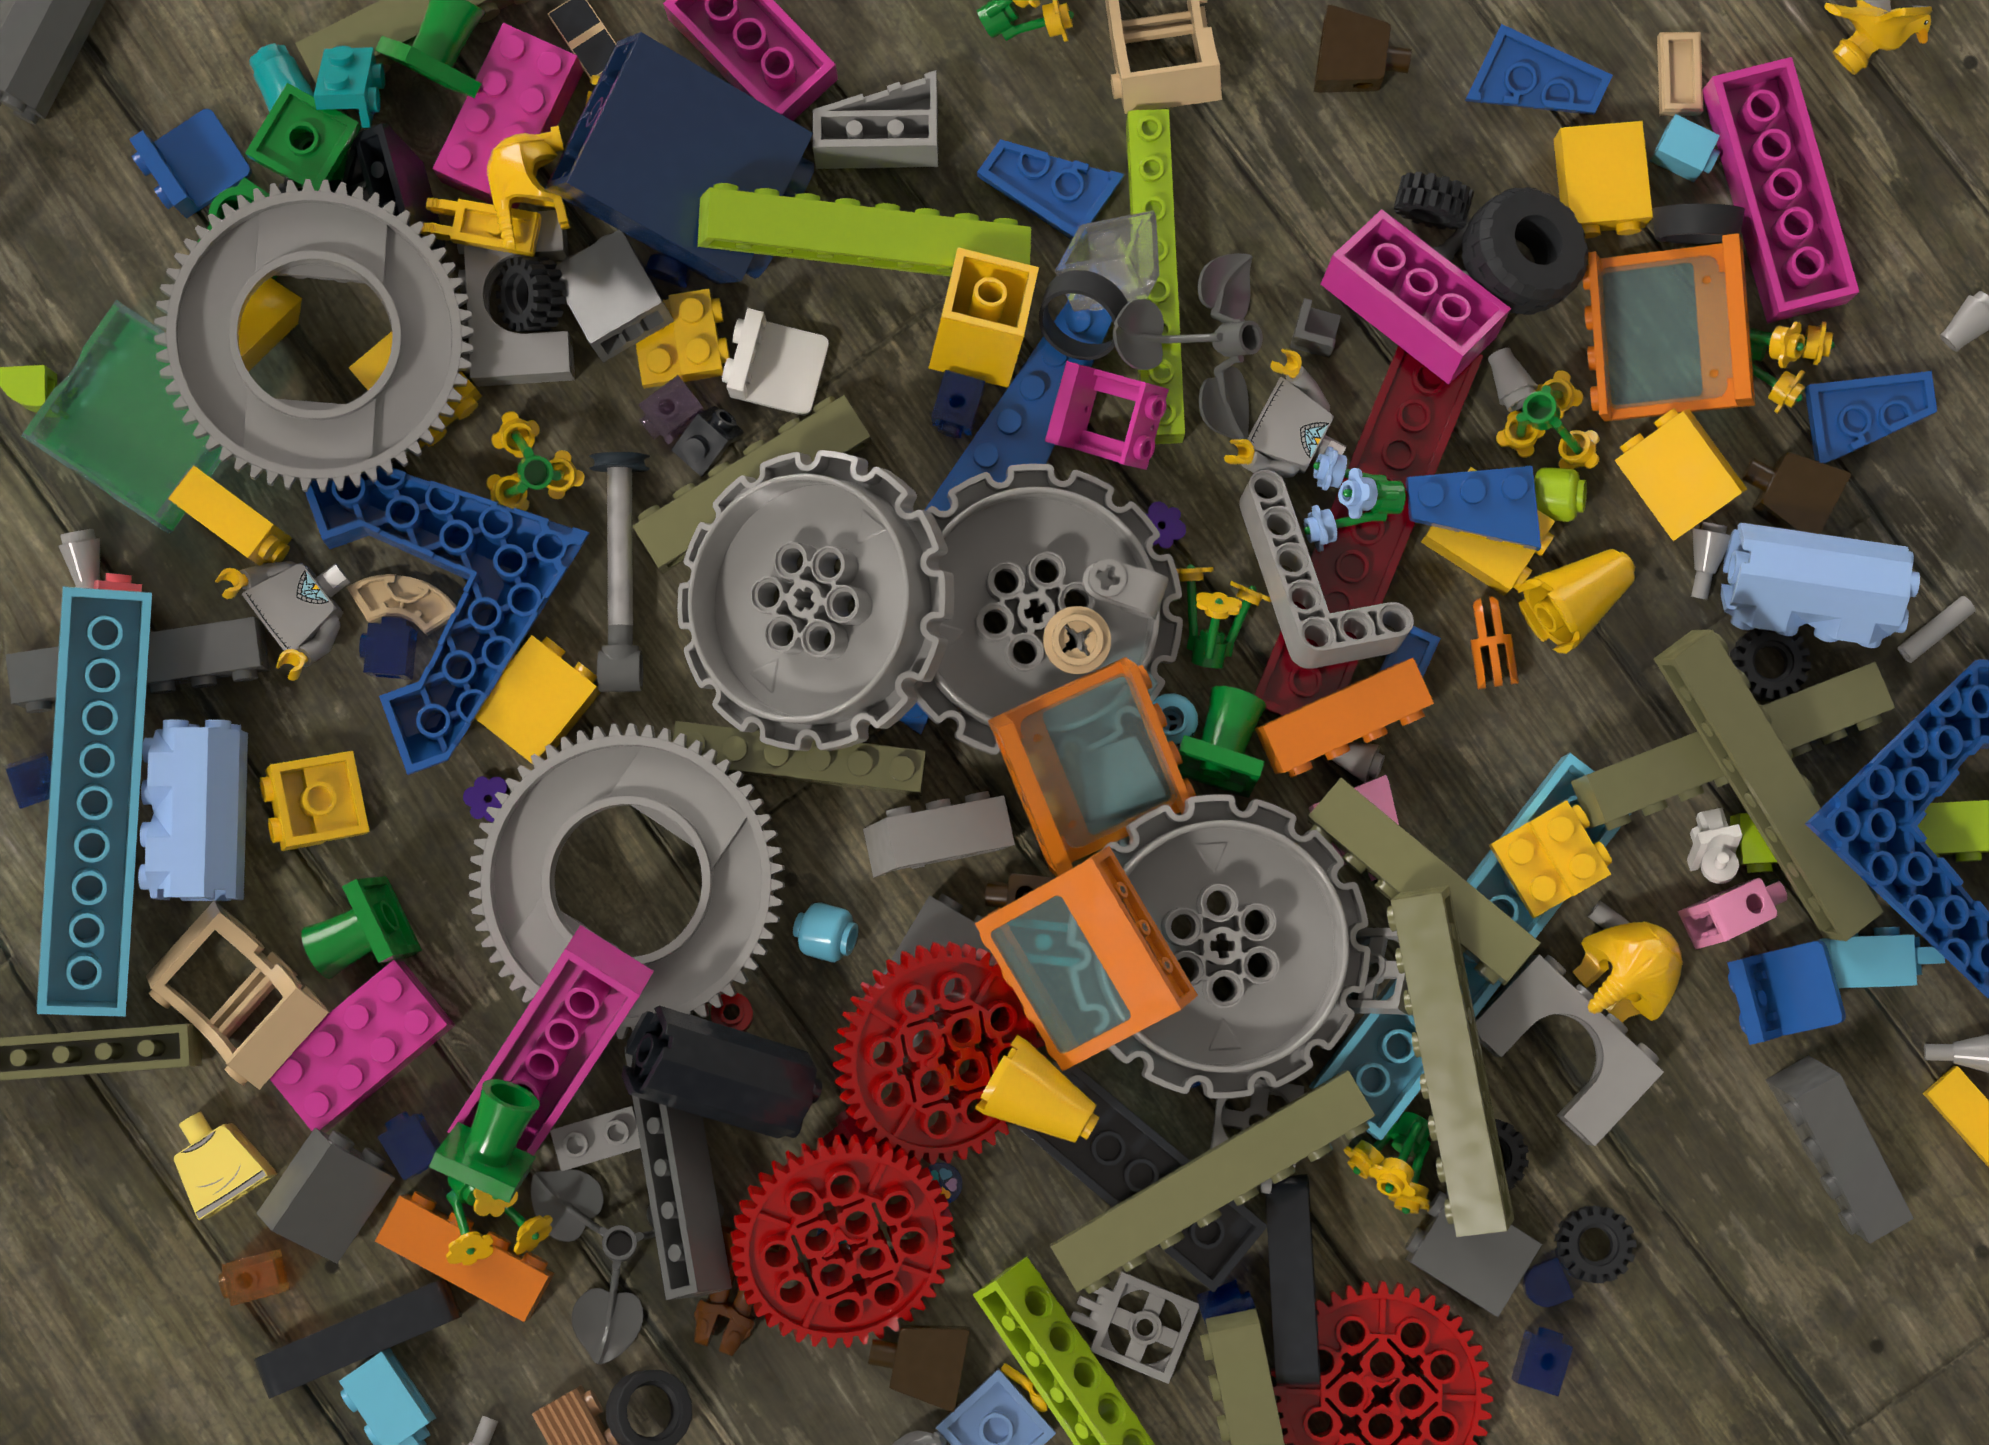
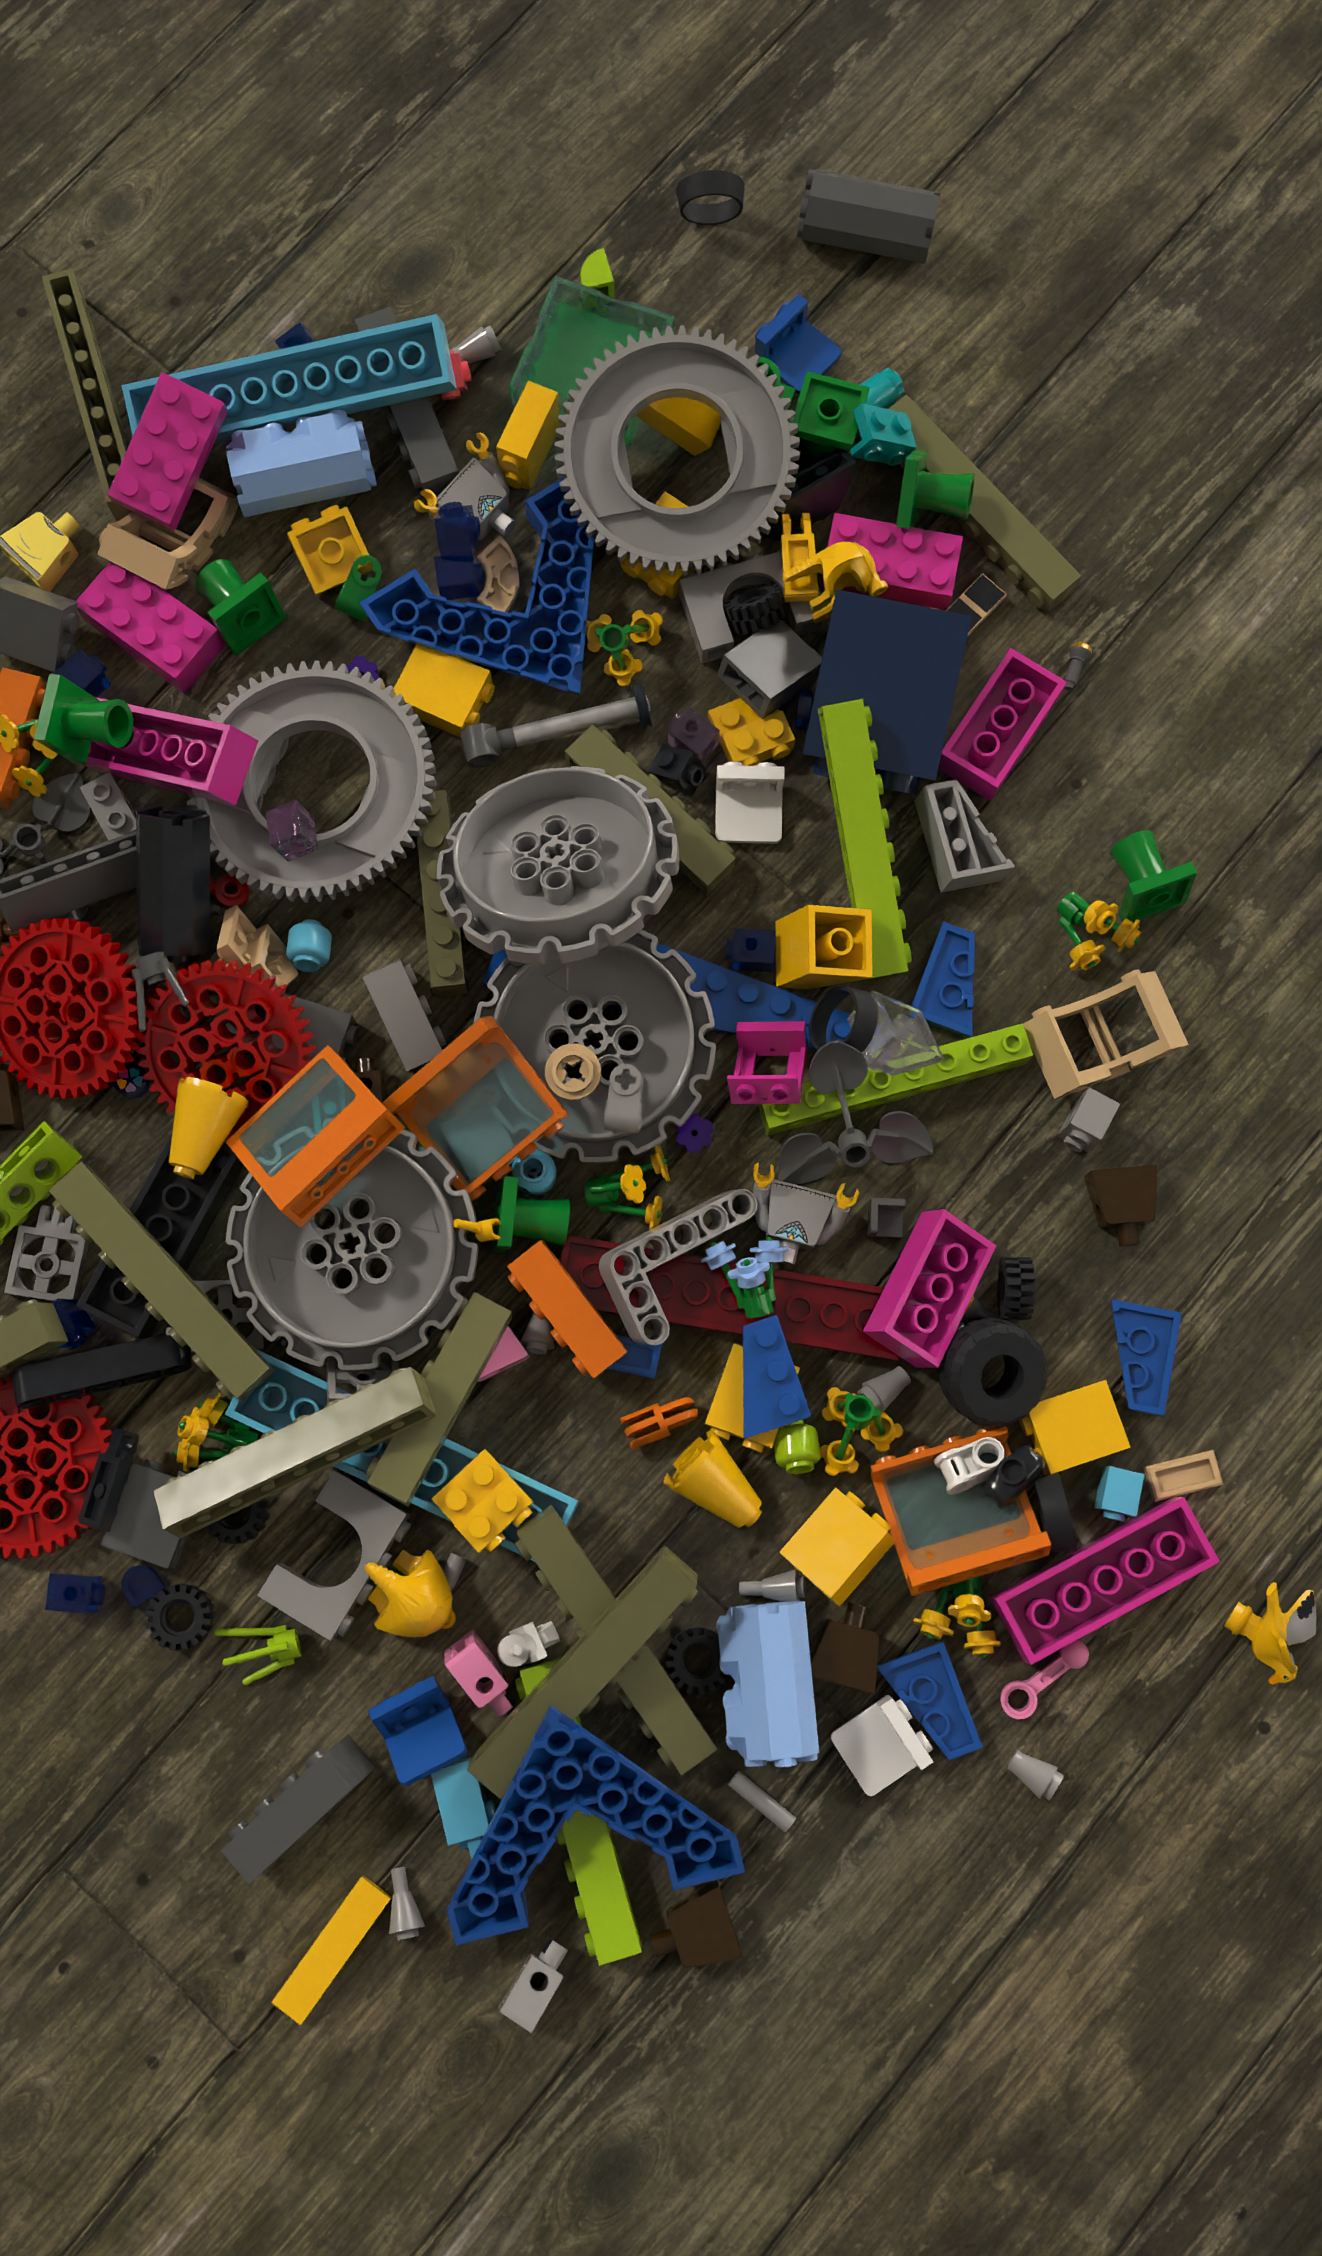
camera: 75 degrees right, 5 degrees down
(151, 969) = (167, 452): none -> dark pink brick
(338, 633) = (457, 529): none -> clear blue brick
(381, 778) = (357, 589): none -> green piece
(697, 911) = (291, 830): none -> clear purple brick
(818, 1003) = (259, 946): none -> tan piece
(832, 1114) = (155, 970): none -> dark grey plant
(1238, 788) = (482, 1229): none -> yellow hand
(1259, 68) = (1087, 1121): none -> light grey brick
(1428, 1293) = (108, 1481): none -> black hinge
(1622, 311) = (968, 1465): none -> white piece
(1646, 257) = (1014, 1475): none -> black piece
(1657, 1133) = (284, 1647): none -> lime plant
(1871, 290) = (1071, 1656): none -> bright pink piece
(1904, 480) = (881, 1745): none -> white bracket

